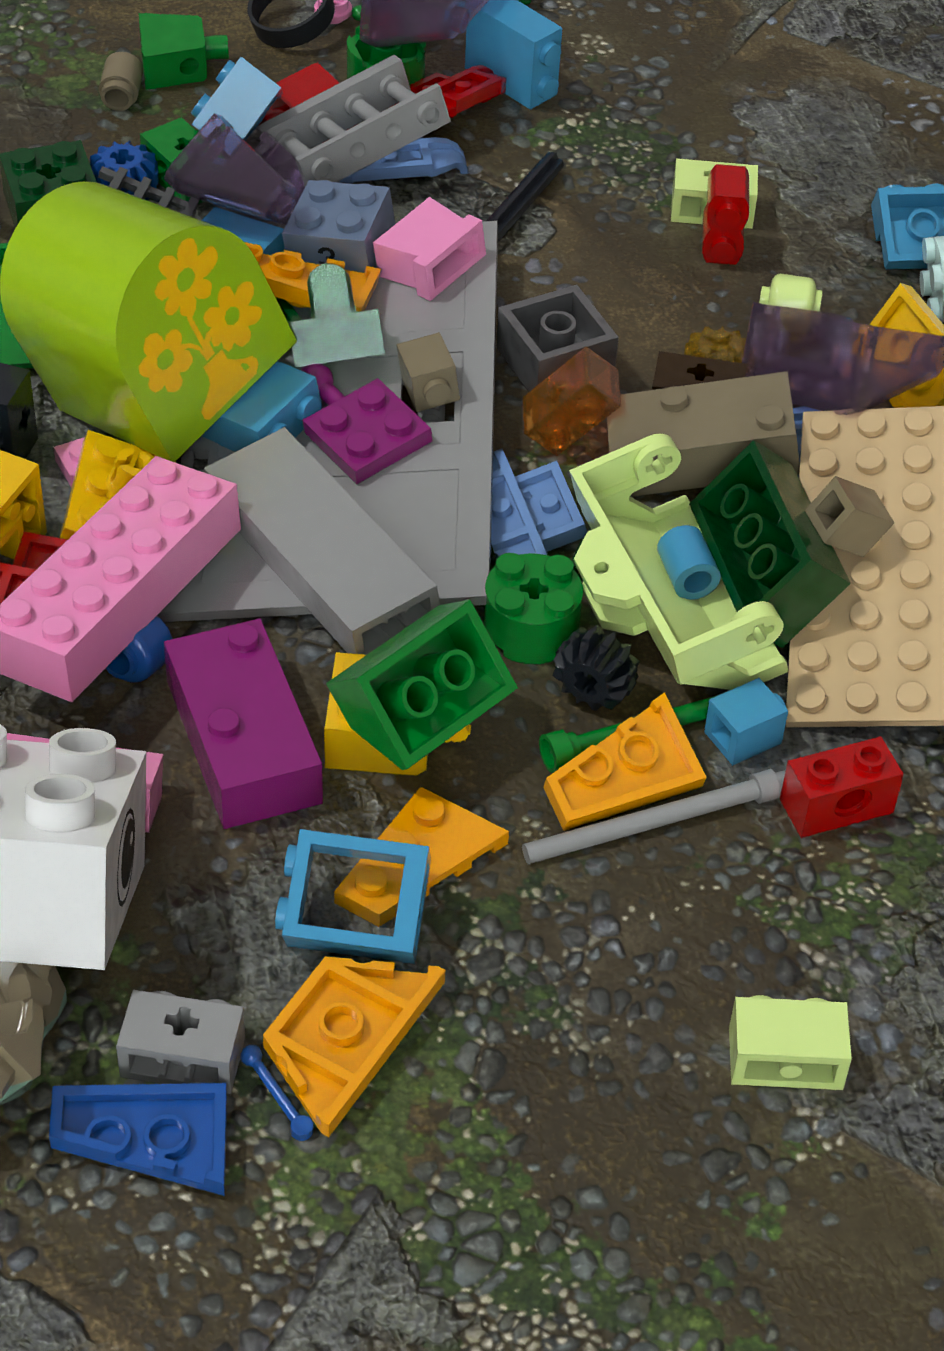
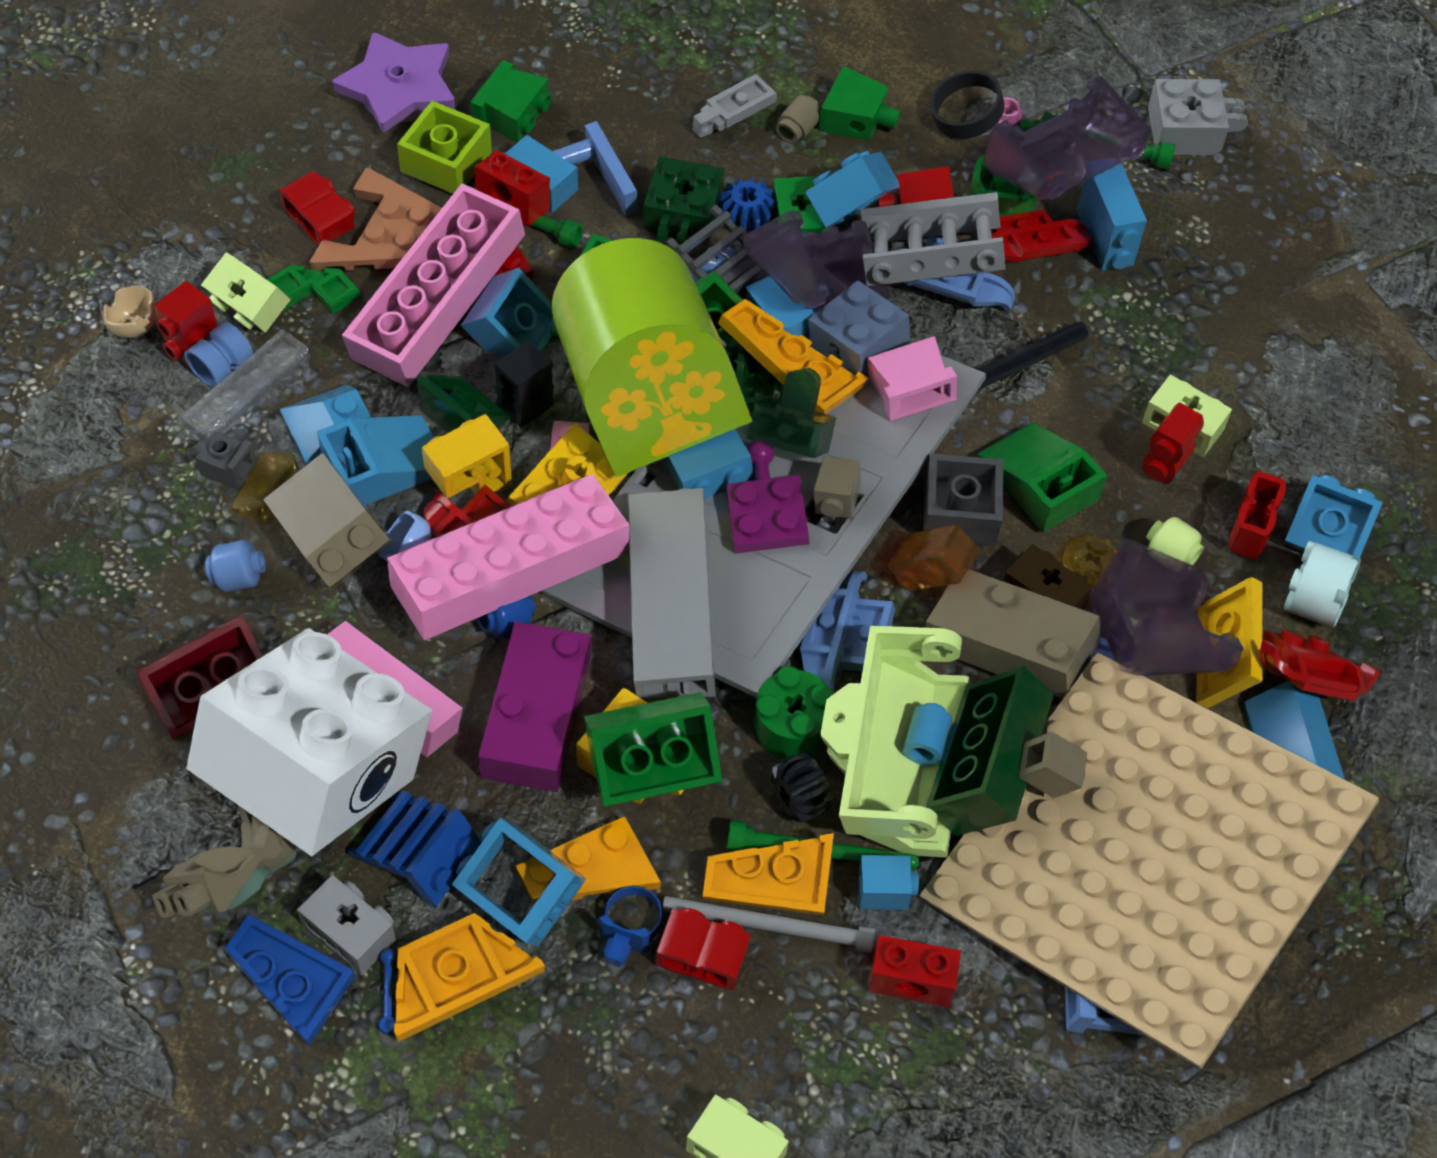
camera: 30 degrees right, 10 degrees up
(39, 93) = (733, 105): none -> light grey hinge
(232, 917) = (419, 844): none -> blue plate
(507, 903) = (620, 940): none -> blue piece
(605, 872) = (703, 948): none -> red brick
(630, 289) = (1047, 475): none -> green slope
(850, 246) = (1257, 515): none -> red brick

